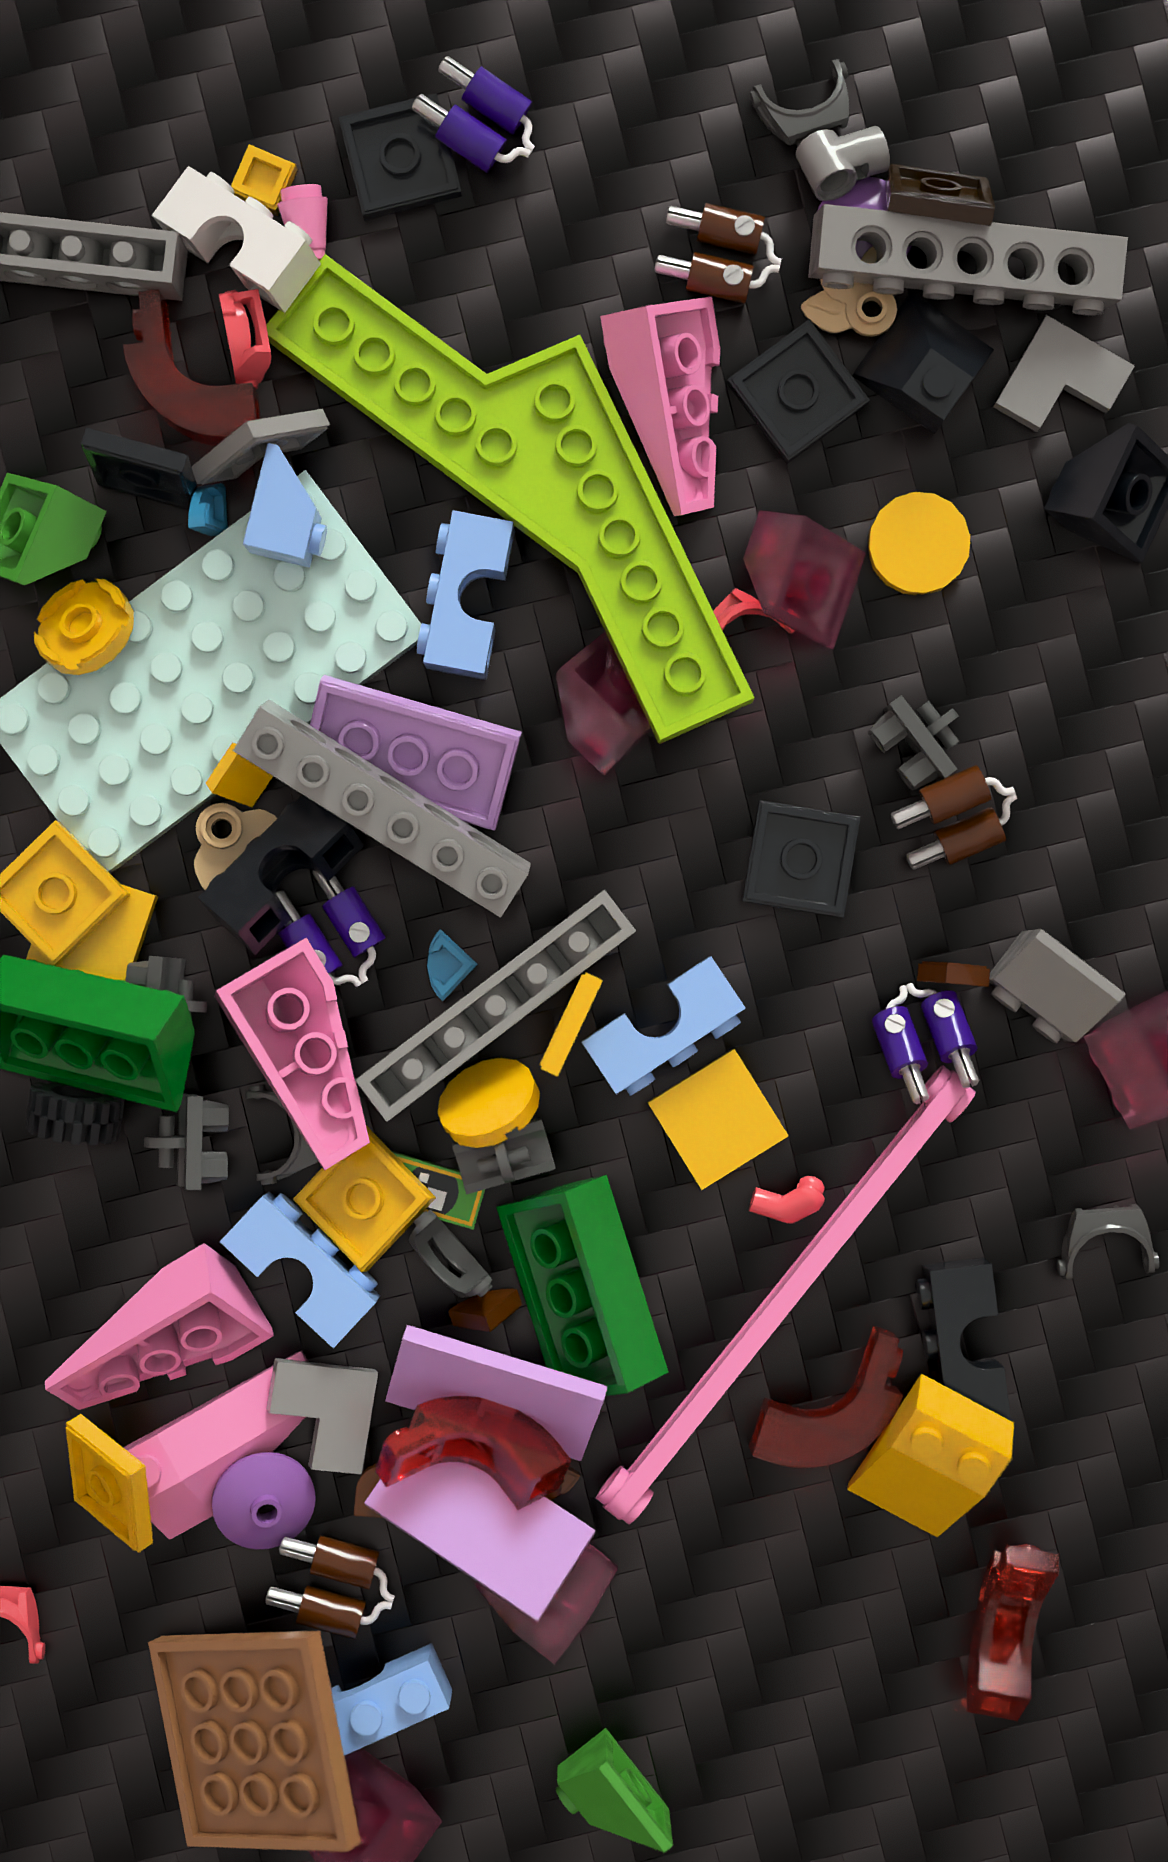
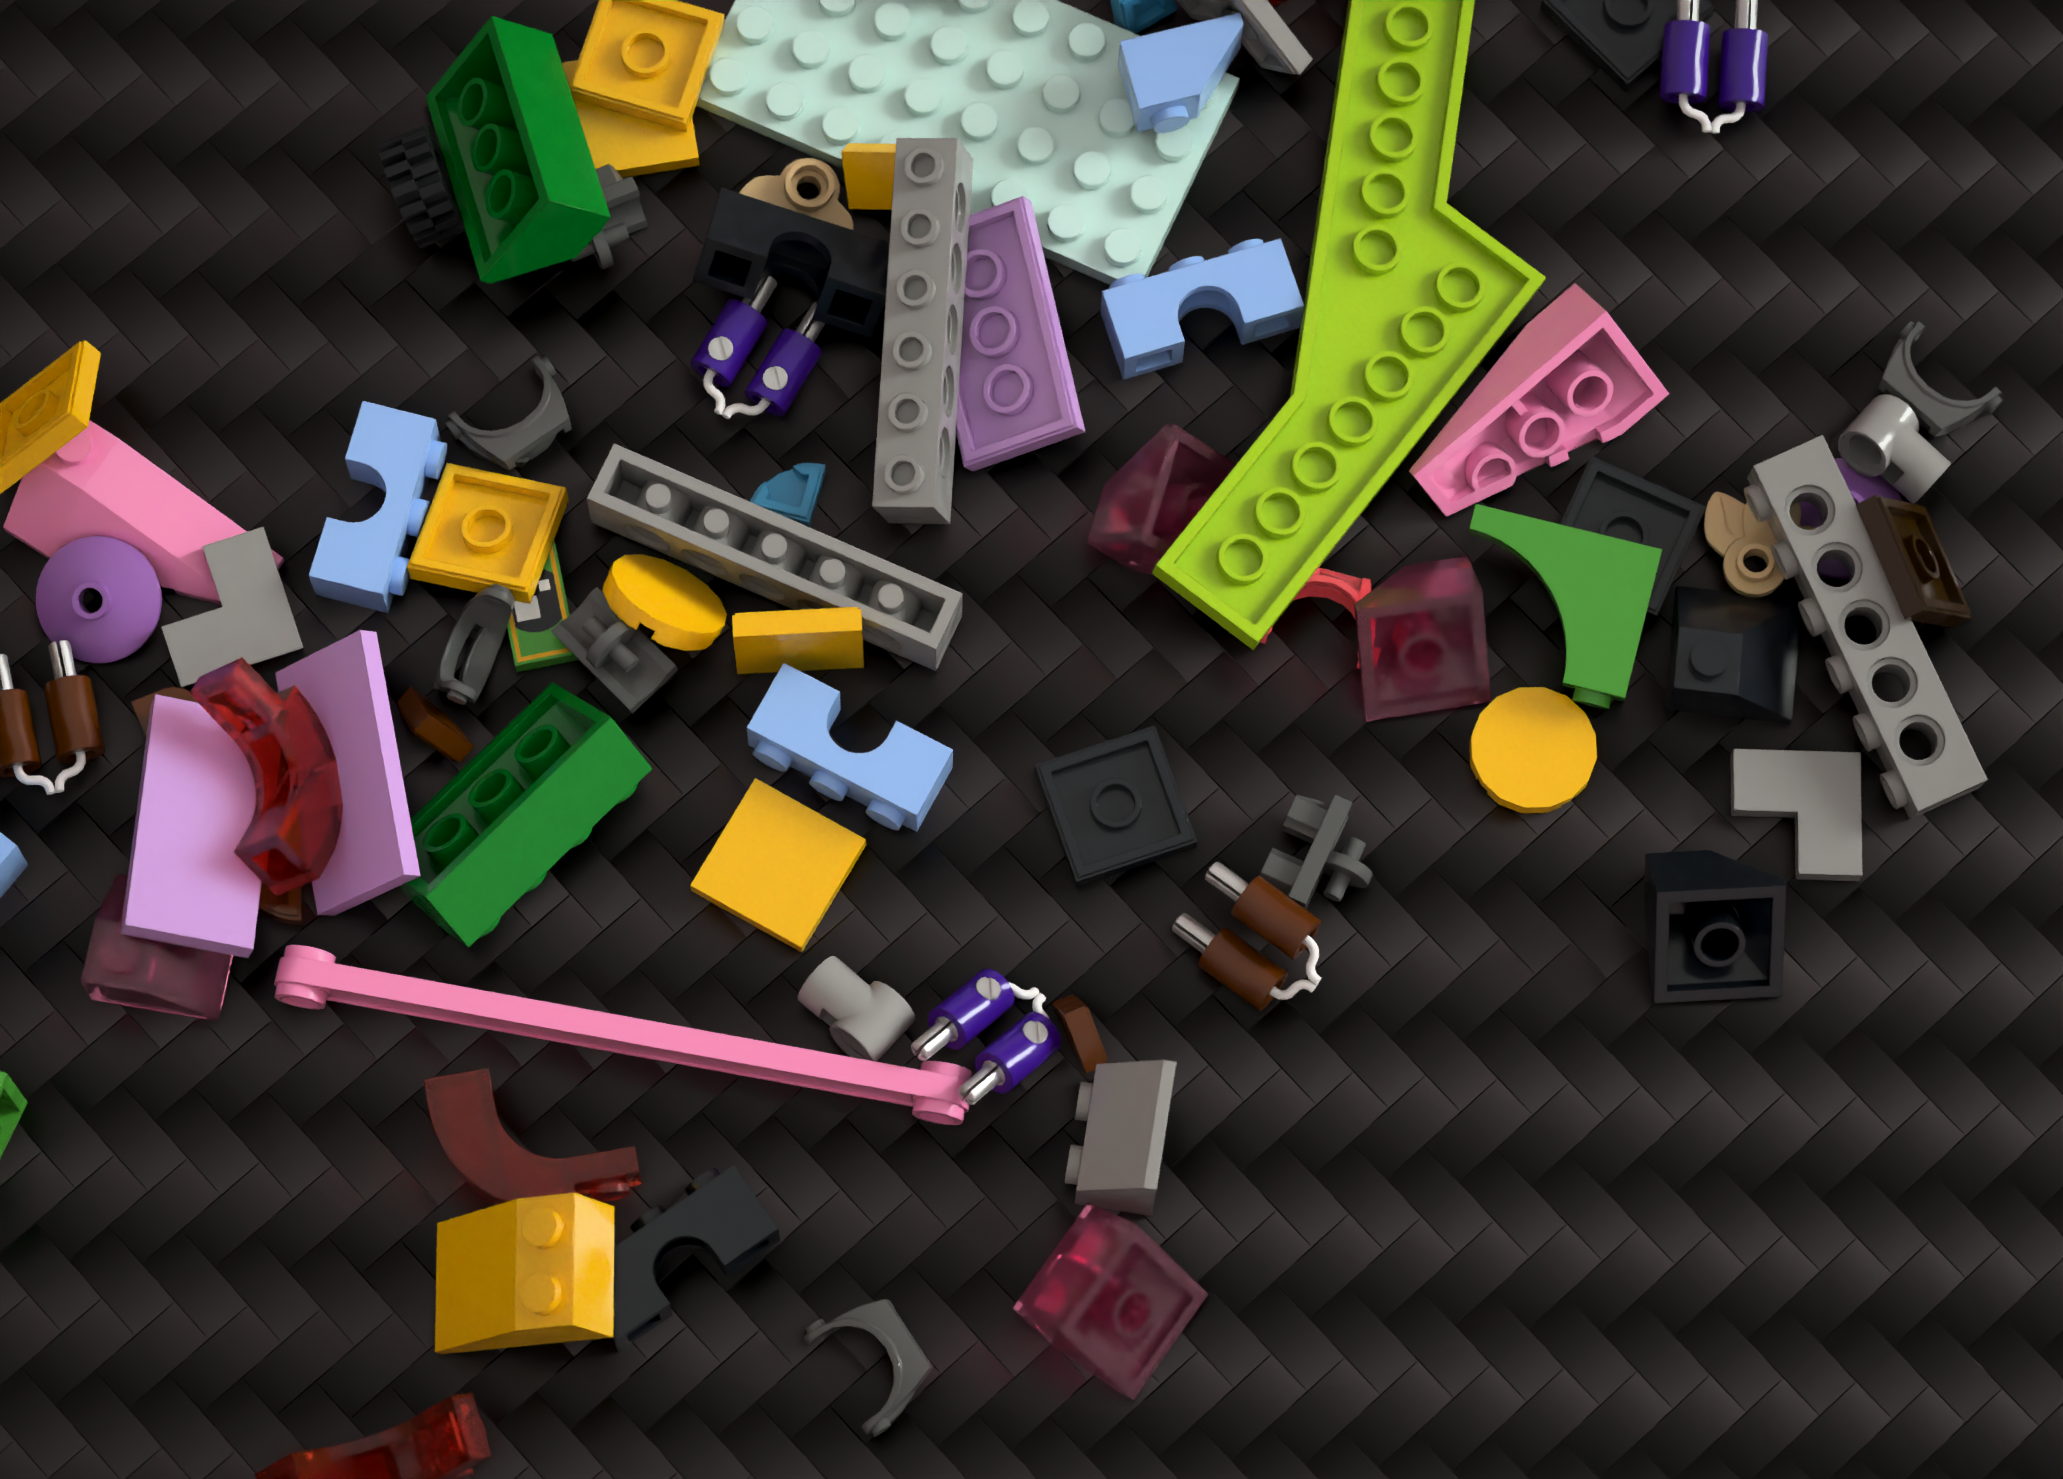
camera: 60 degrees right, 15 degrees down
(177, 1319) = (245, 408): bright pink wedge -> none
(192, 1163) = (483, 318): dark grey hips -> none
(297, 1039) = (625, 368): bright pink wedge -> none
(725, 229) = (1695, 387): reddish brown piece -> none
(792, 1206) = (726, 994): coral arm -> none
(841, 432) = (1598, 591): none -> bright green arch
(863, 1120) = (861, 1016): none -> light grey piece

